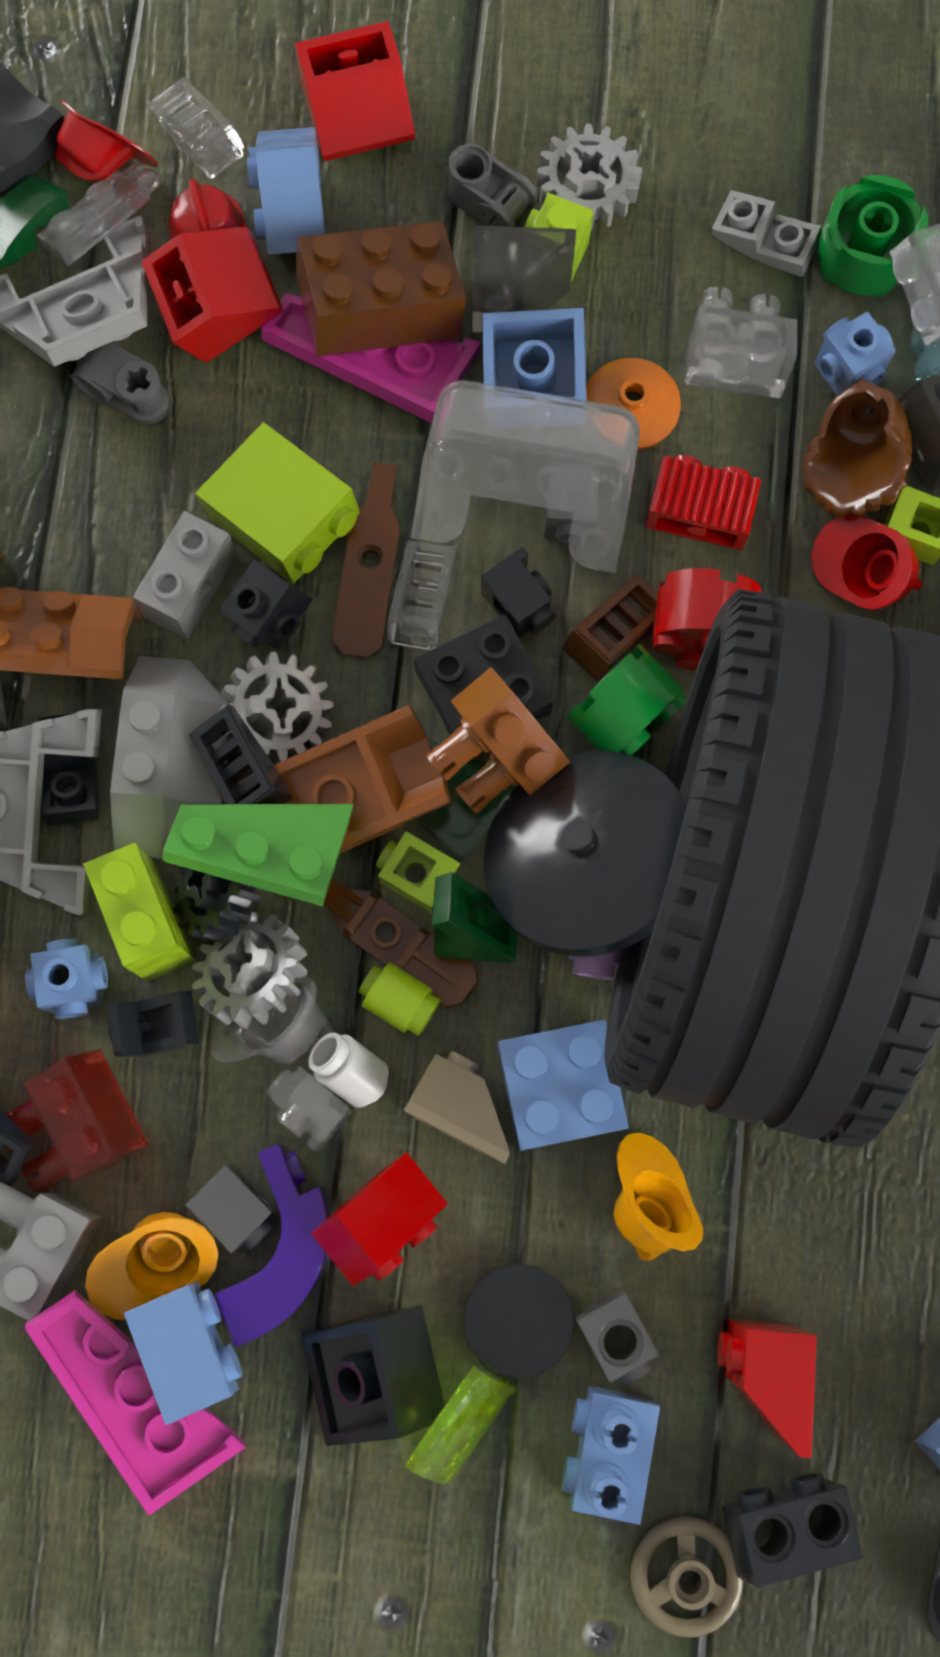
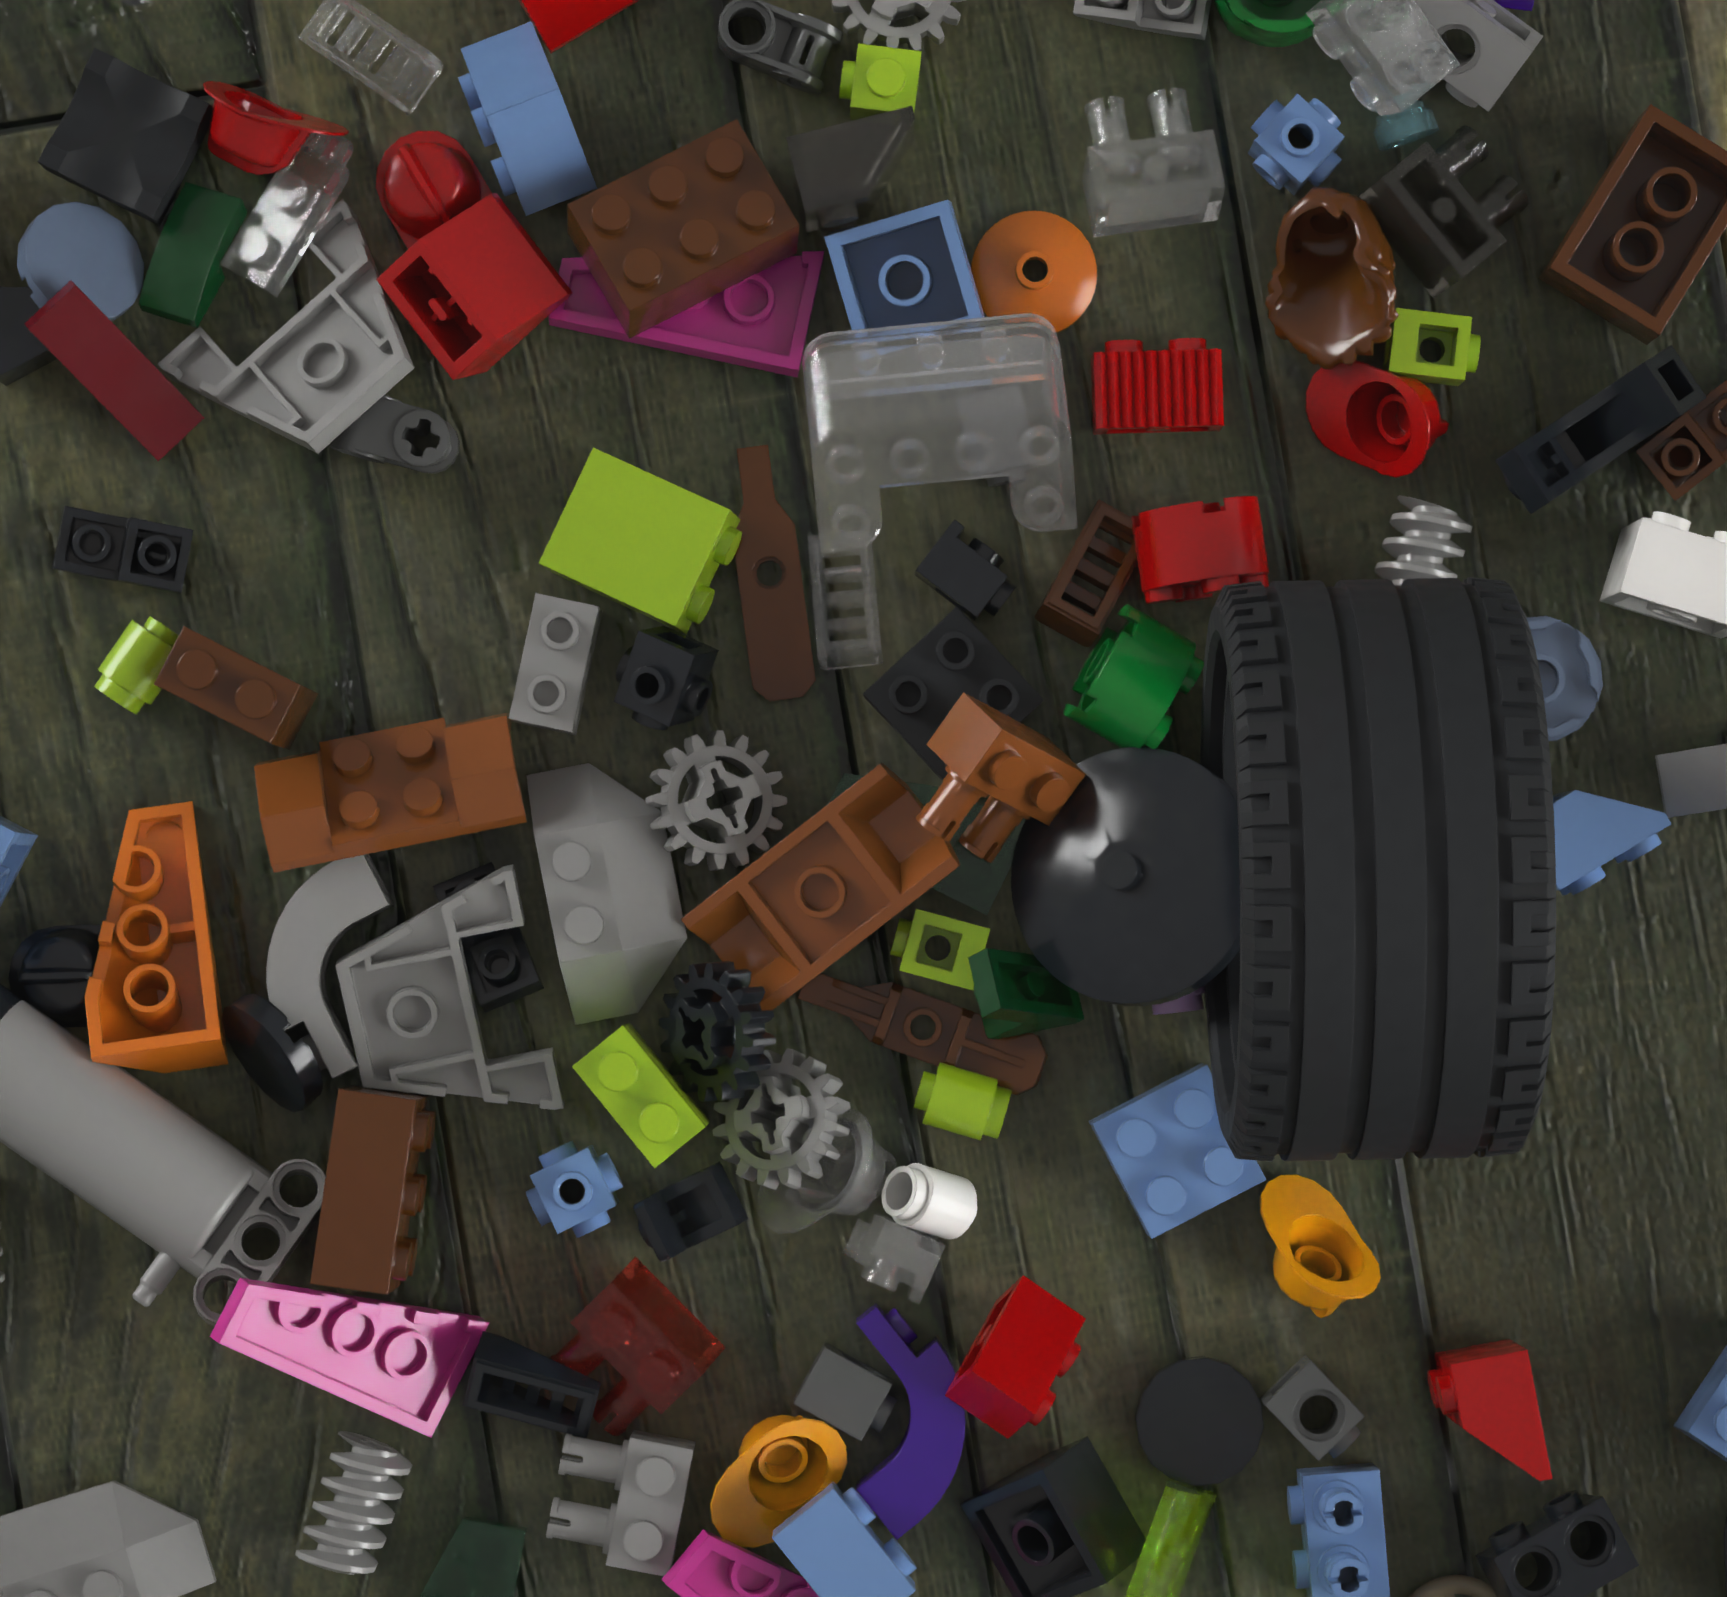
camera: 20 degrees left, 10 degrees up
(262, 845) = (764, 982): bright green wing -> none
(263, 786) = (700, 921): black slope -> none
(459, 1106) = (1067, 1208): dark tan slope -> none

